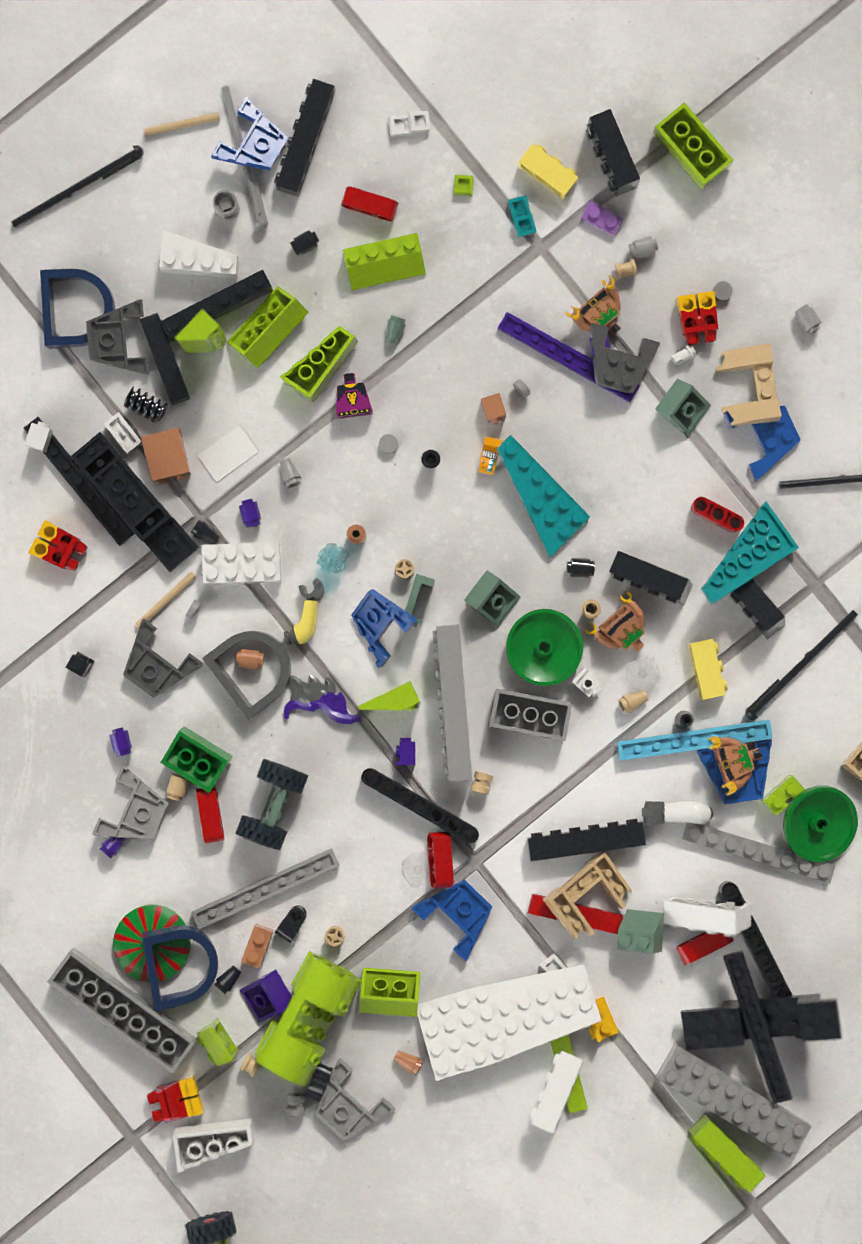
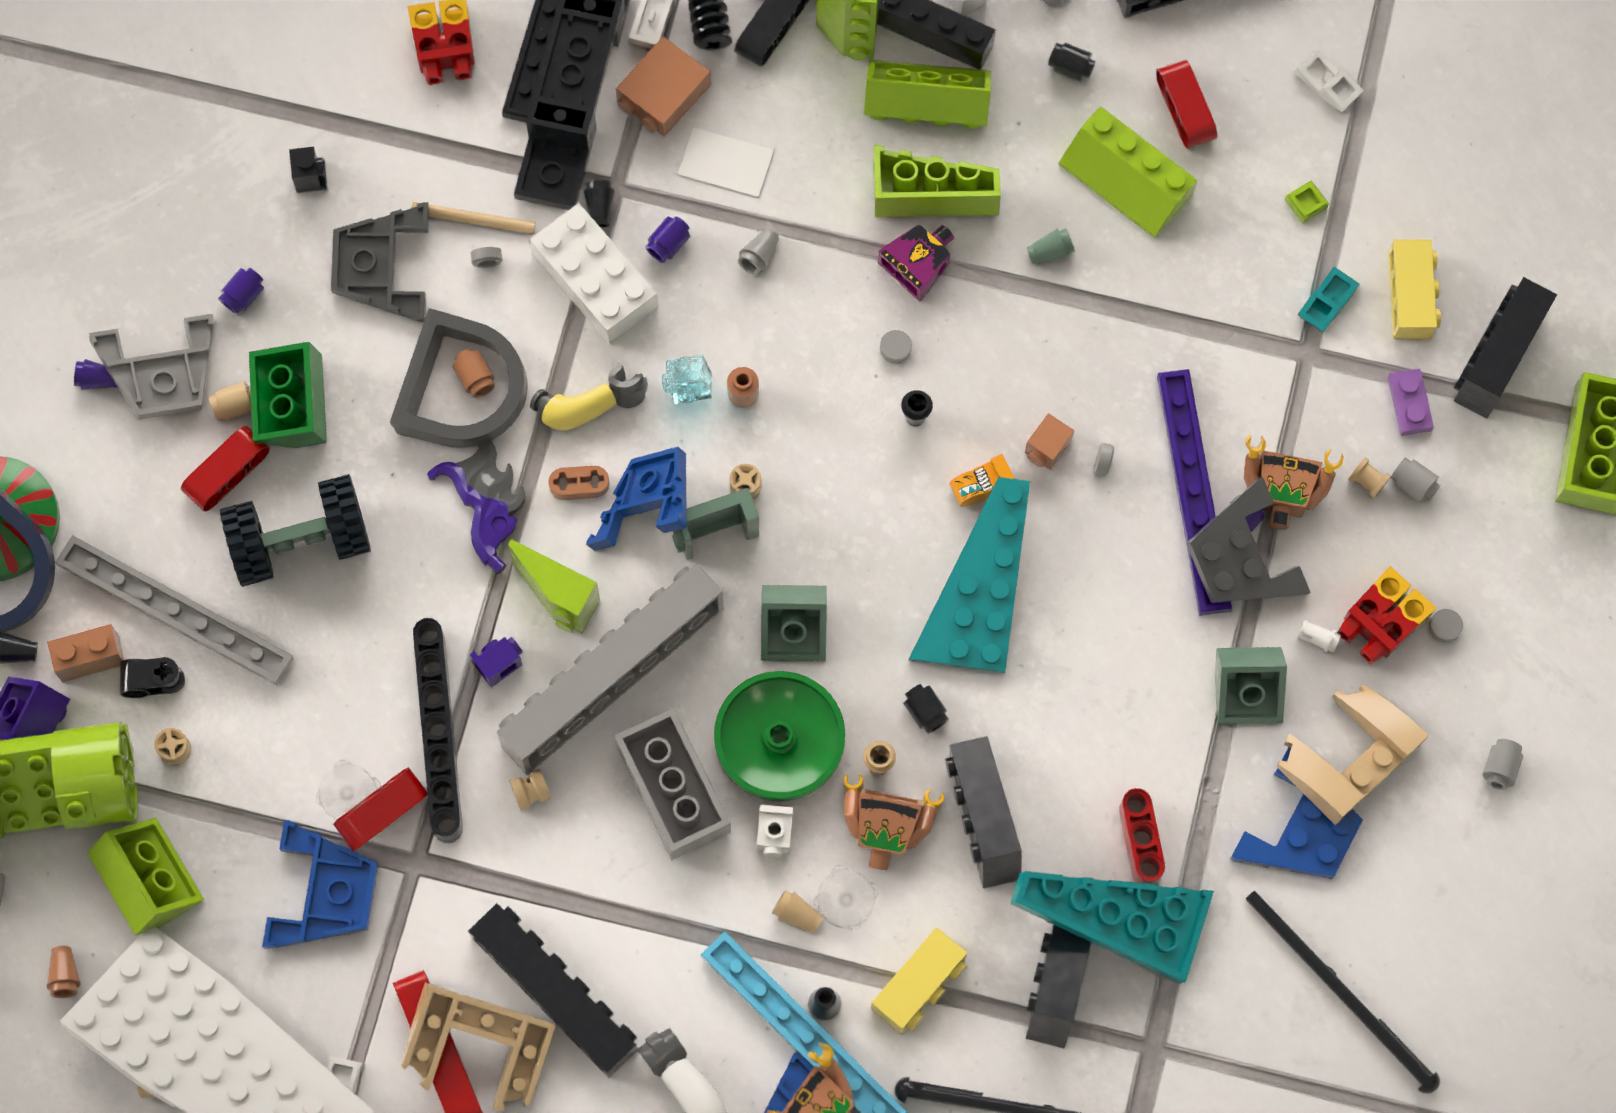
camera: 50 degrees right, 15 degrees down
(340, 645) = (578, 475): none -> nougat beam

